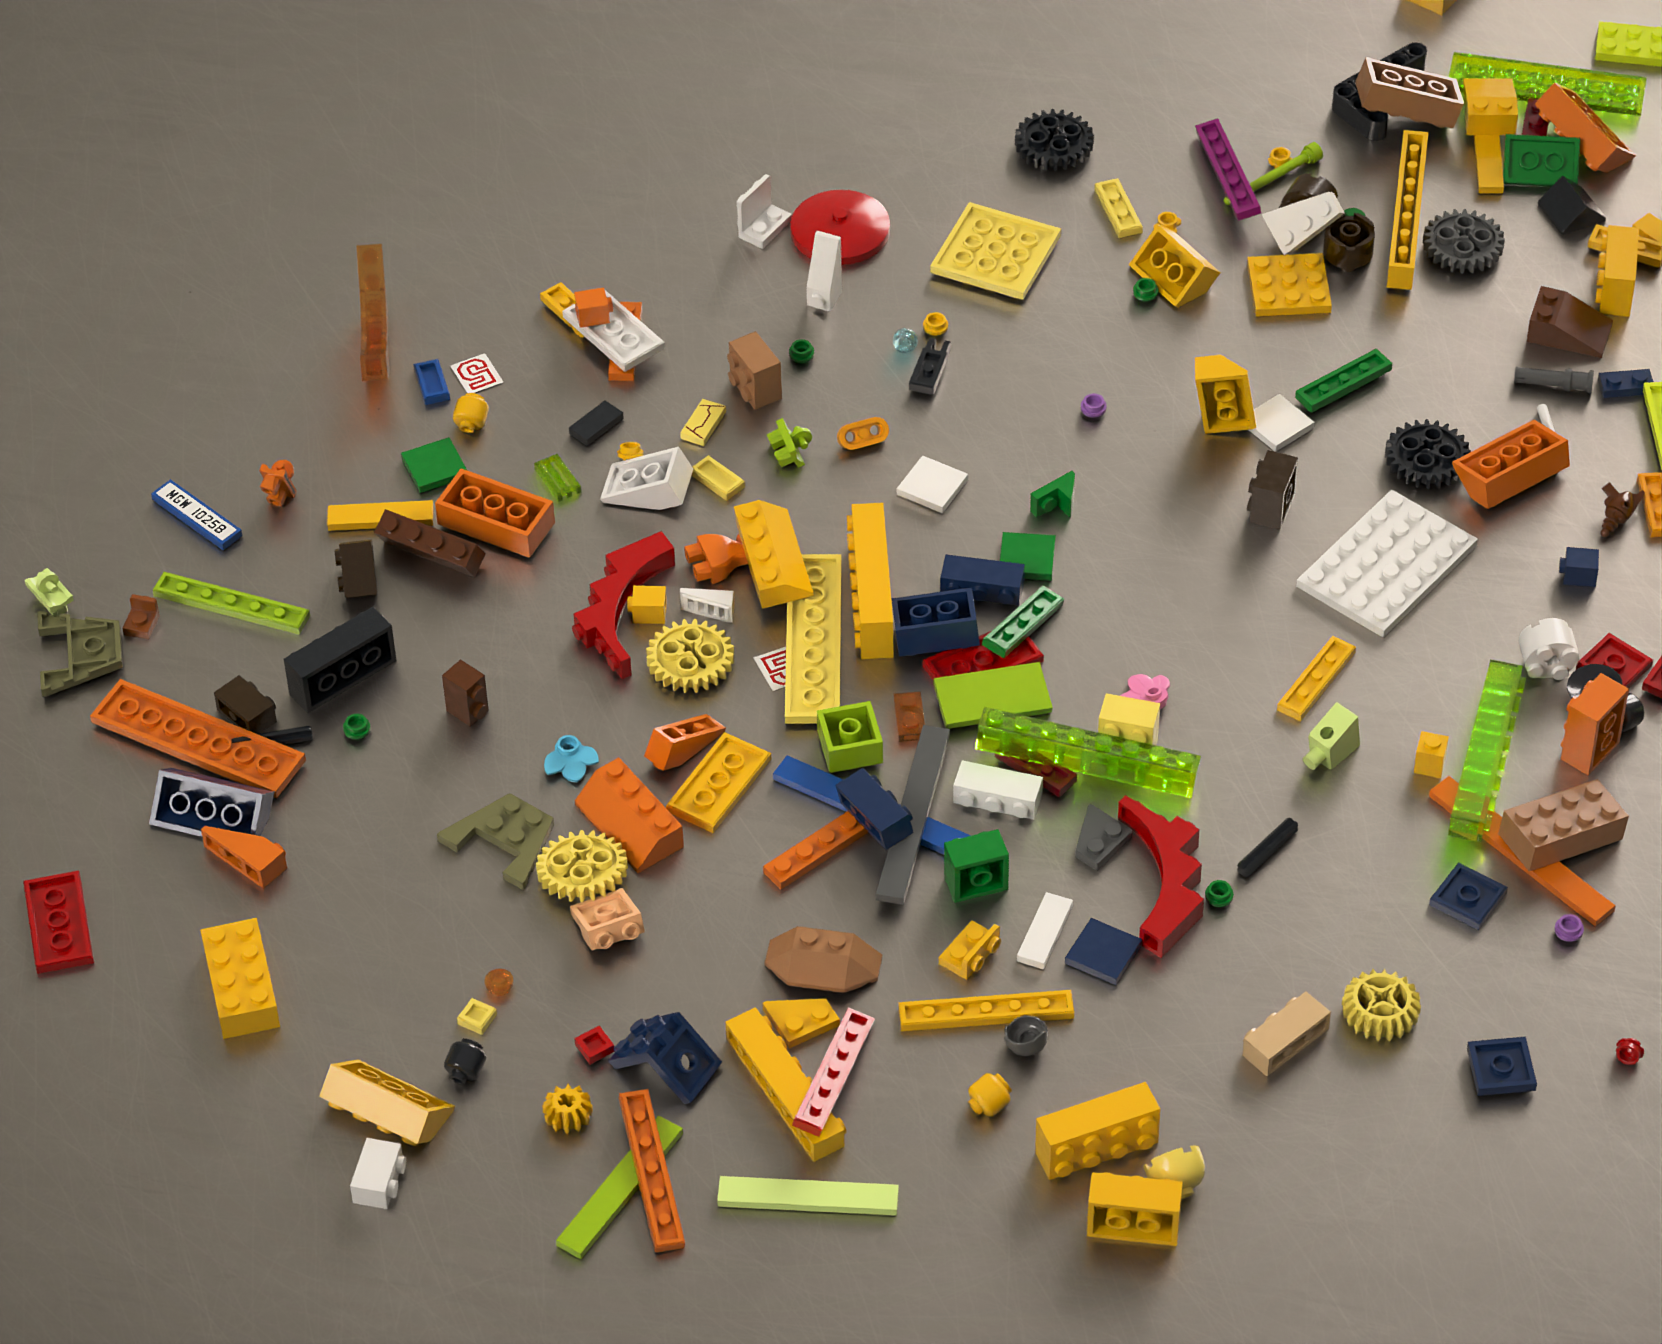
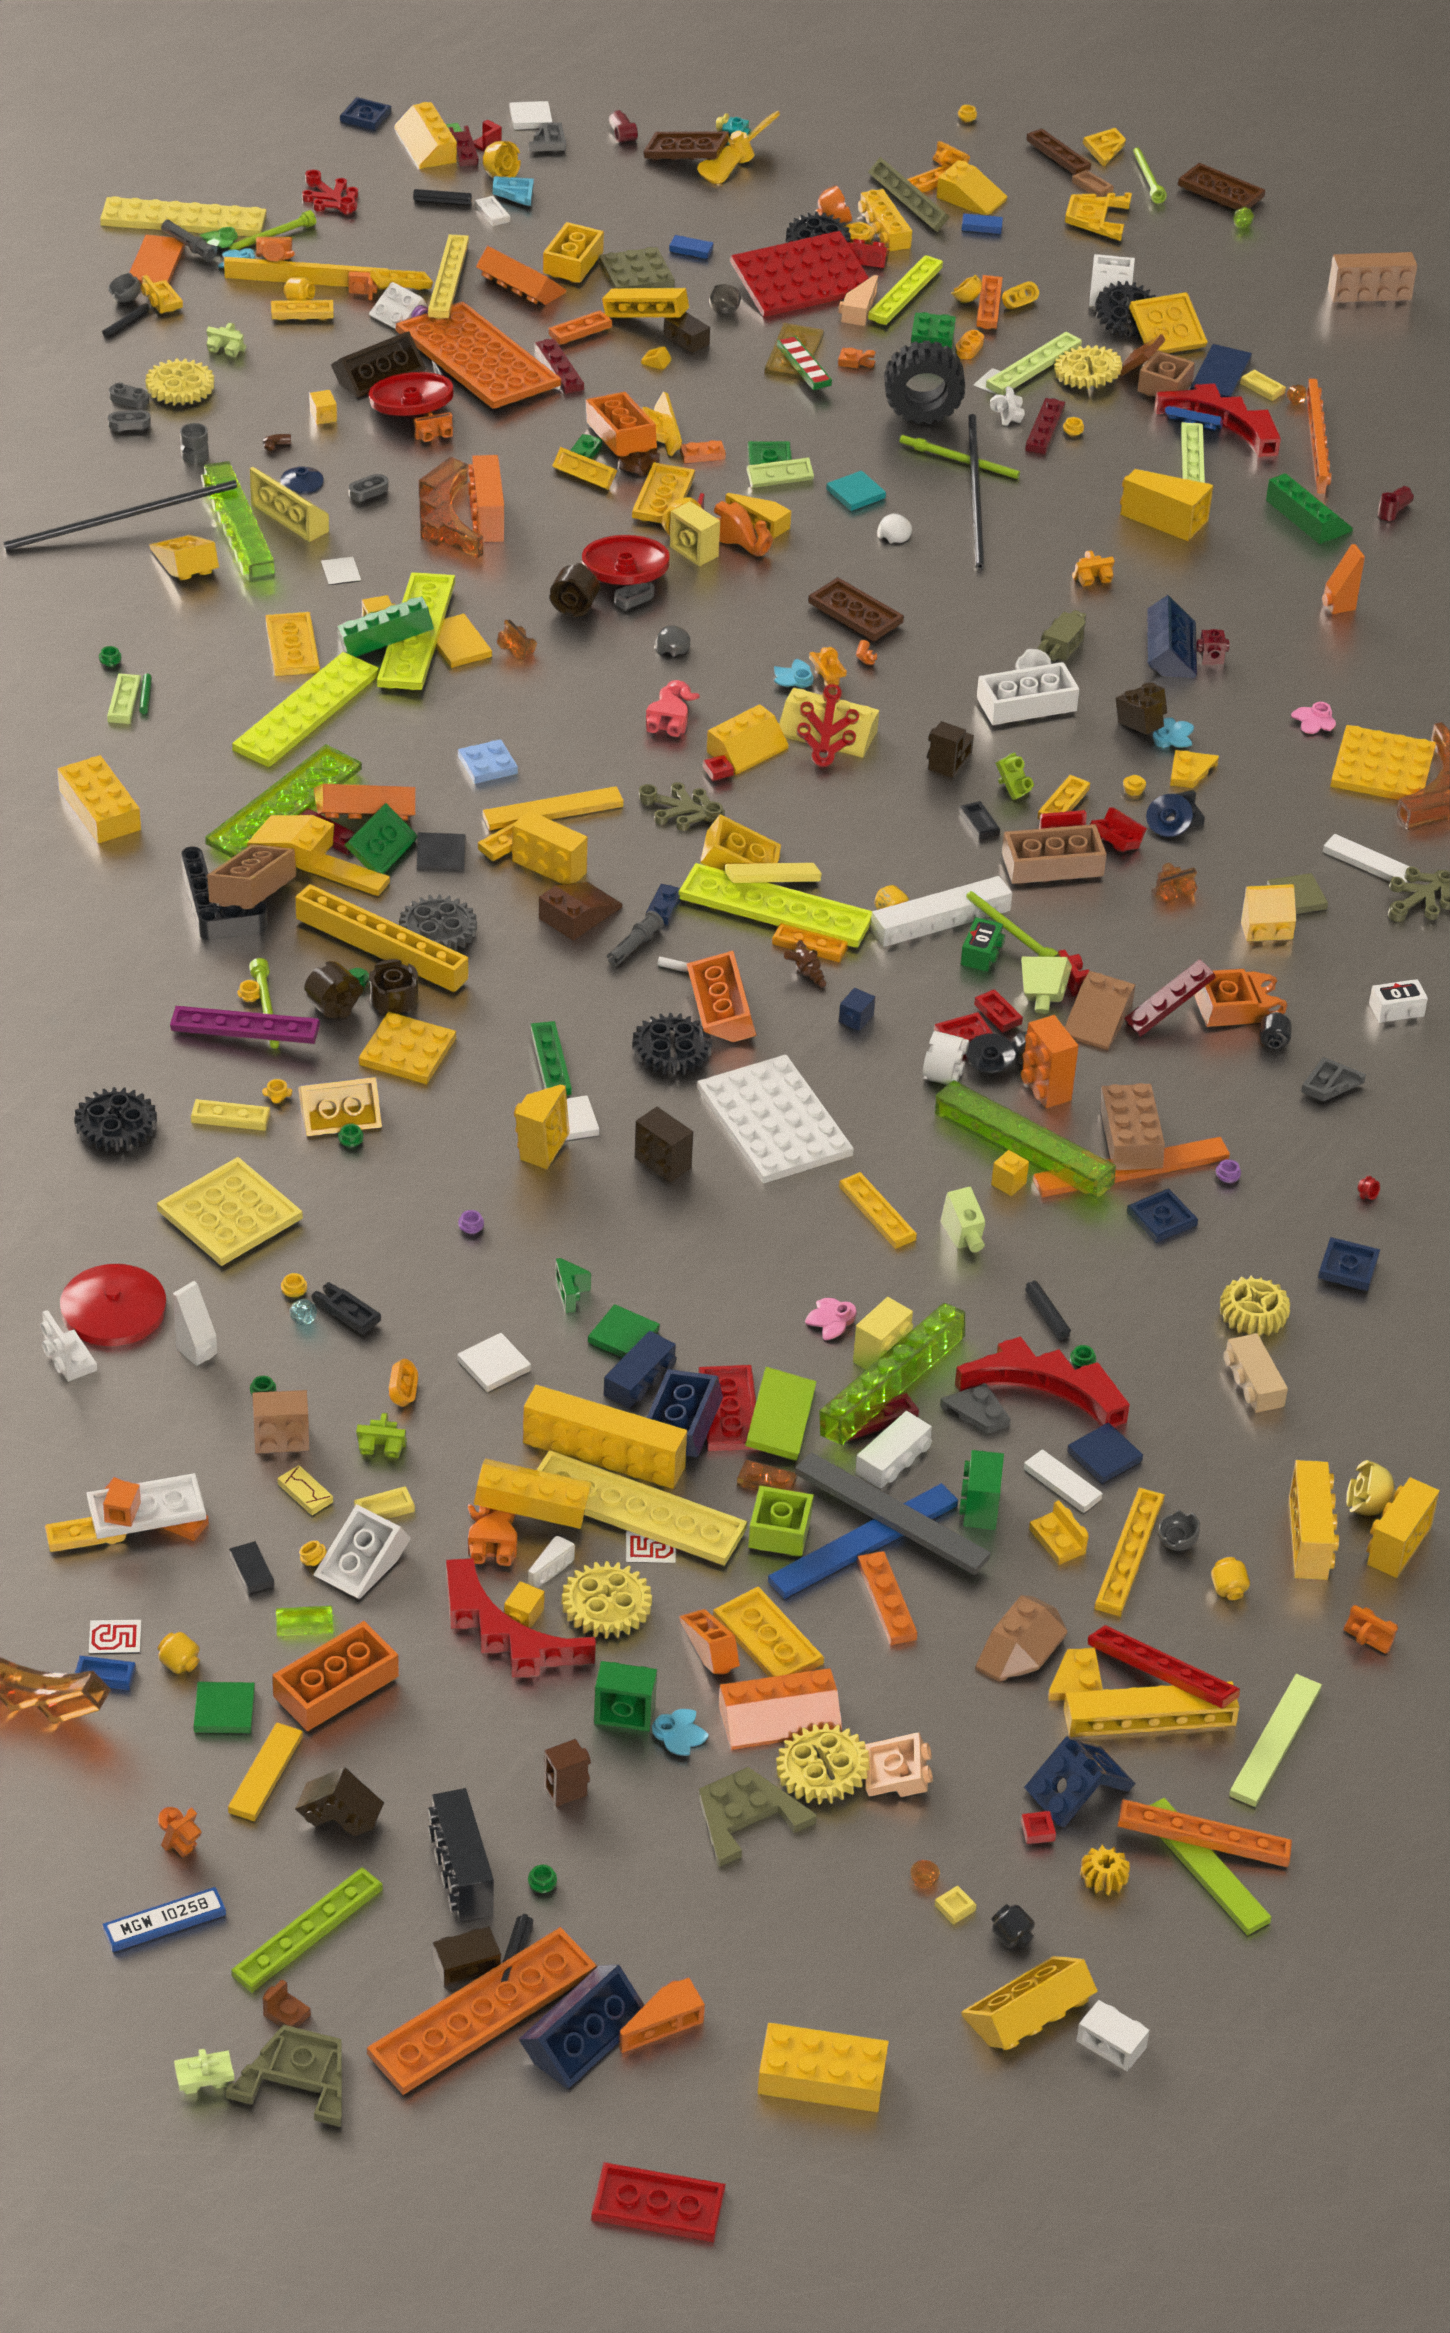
camera: 70 degrees left, 5 degrees down
(430, 543) = (342, 1739): reddish brown brick -> none
(575, 700) = (625, 1696): none -> green brick
(875, 808) = (883, 1530): dark blue brick -> none
(988, 1224) = (1370, 1629): none -> orange hips
(1023, 621) = (708, 1359): green tile -> none
(1301, 221) = (359, 1002): white wing -> none

